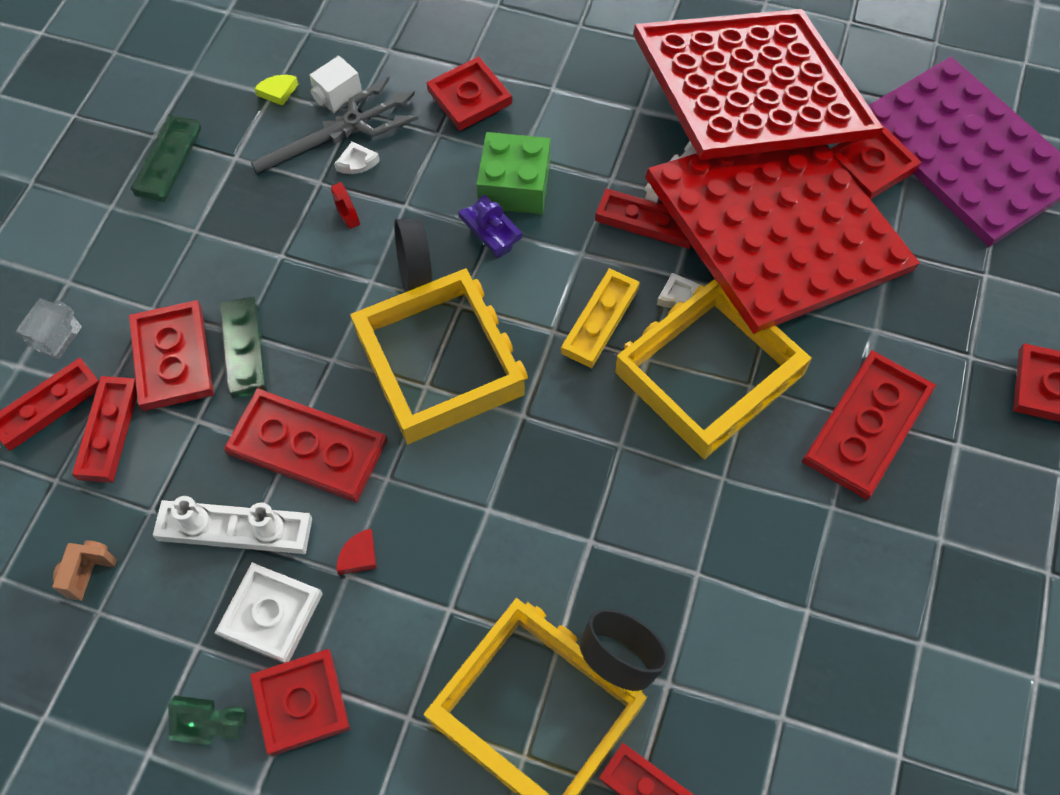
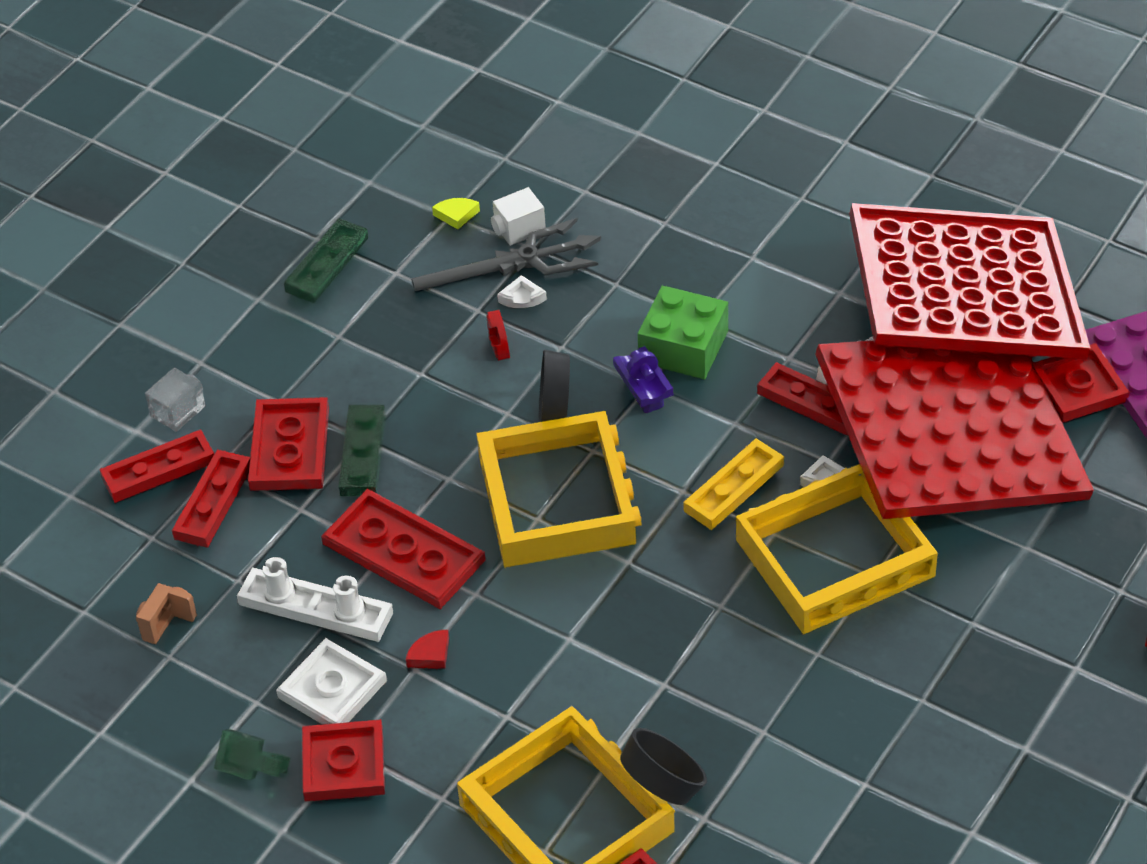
camera: 15 degrees right, 15 degrees down
(469, 93) = (658, 247): red plate -> none
(869, 424) = (986, 631): red tile -> none

